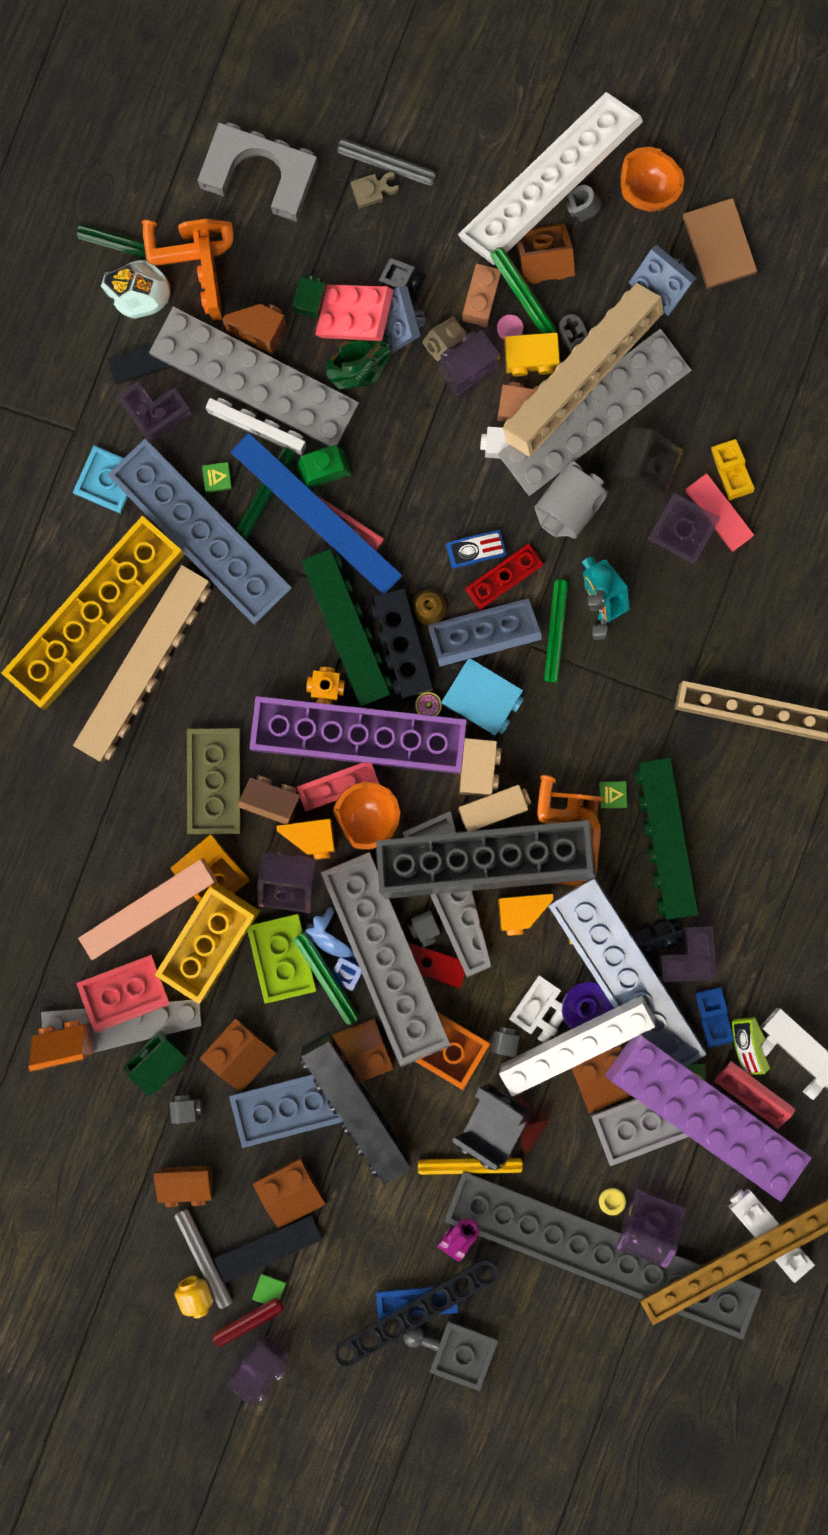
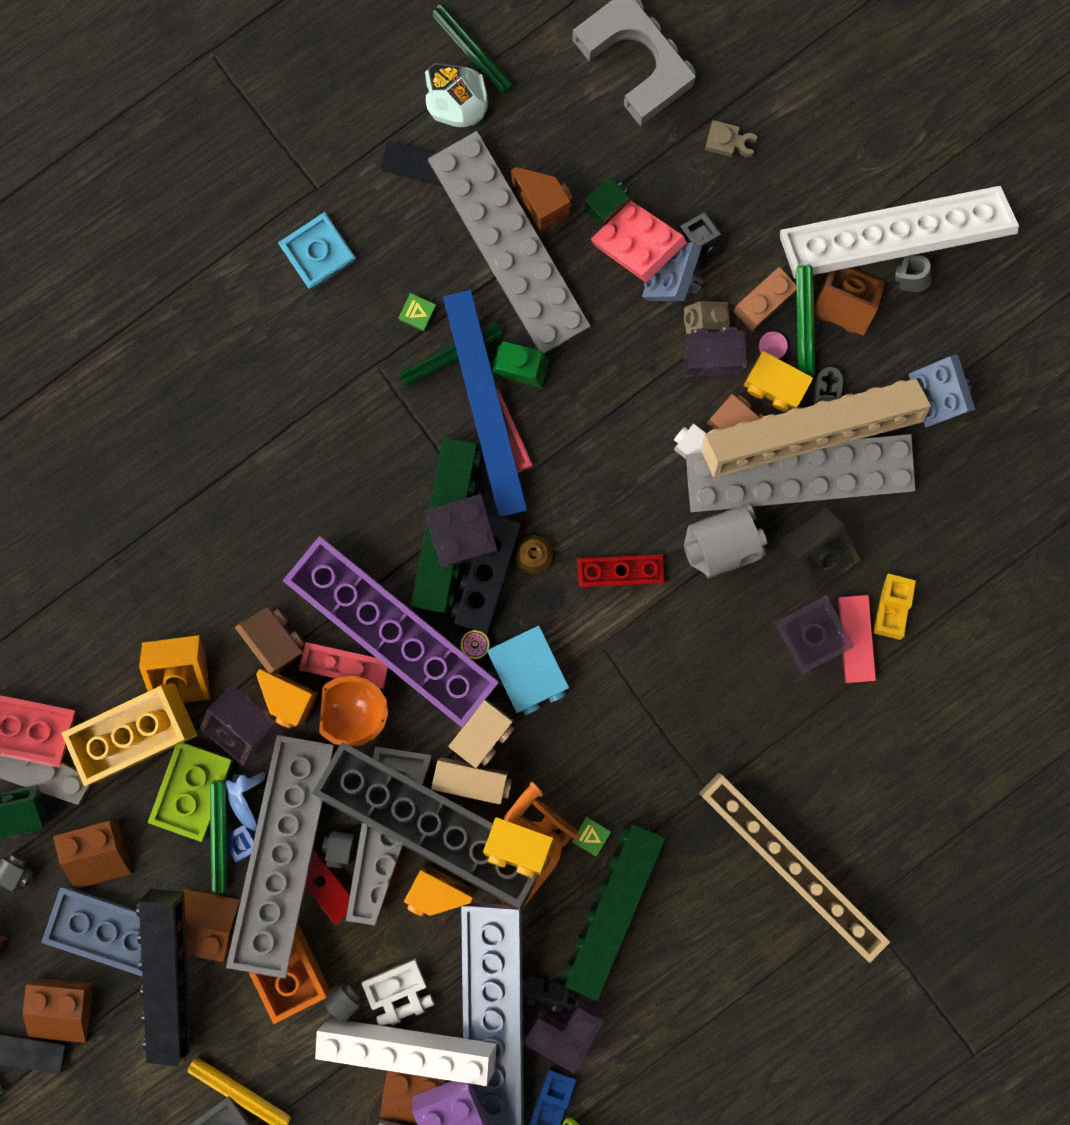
camera: 30 degrees right, 0 degrees up
(93, 613) = (222, 364): yellow brick -> none
(142, 665) = (238, 440): tan brick -> none
(148, 909) = (95, 668): tile -> none
(154, 417) = (394, 221): clear purple brick -> none
(199, 531) = (368, 351): sand blue plate -> none
(202, 249) = (536, 95): orange plate -> none
(213, 781) = (234, 588): olive plate -> none
(247, 421) = (476, 276): white plate -> none
(332, 693) = (399, 574): light orange brick -> none
(354, 367) = (612, 289): dark green helmet -> none
(363, 622) = (461, 531): none -> clear purple brick
(386, 162) = (757, 123): dark grey axle -> none
(475, 549) = (610, 529): slope -> none
(484, 632) = (568, 611): sand blue plate -> none
(493, 1128) = (280, 1076): panel -> none
(532, 1130) = (316, 1098): clear red slope -> none
(556, 631) = (636, 651): green axle -> none
(563, 828) = (518, 847): none -> yellow brick
(586, 992) = (448, 1024): dark purple dish -> none
(606, 593) = (704, 648): teal torso -> none
(651, 179) = (990, 291): orange cylinder -> none
(719, 243) = (1016, 390): medium nougat tile -> none

